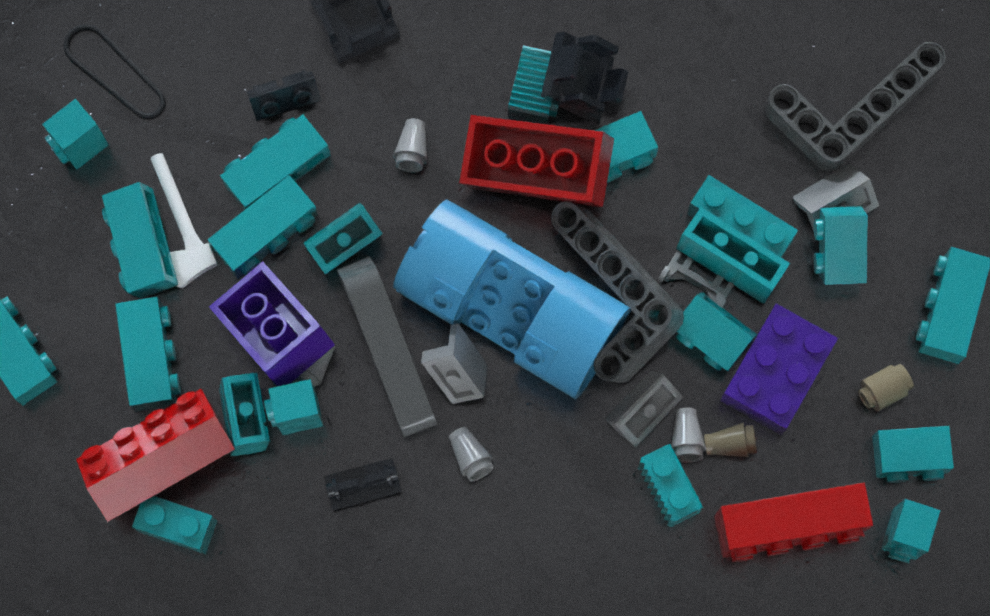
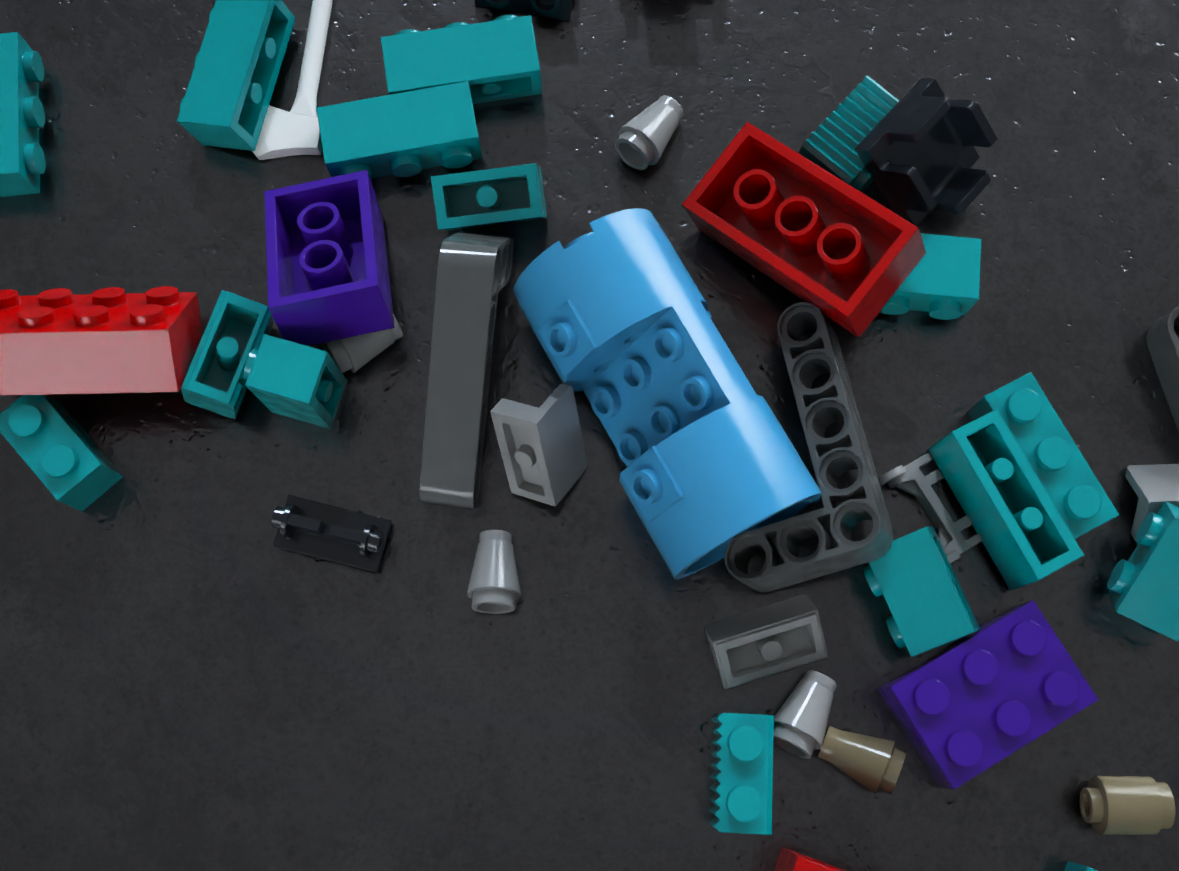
camera: 30 degrees right, 0 degrees up
(147, 354) = (159, 212): teal brick -> none

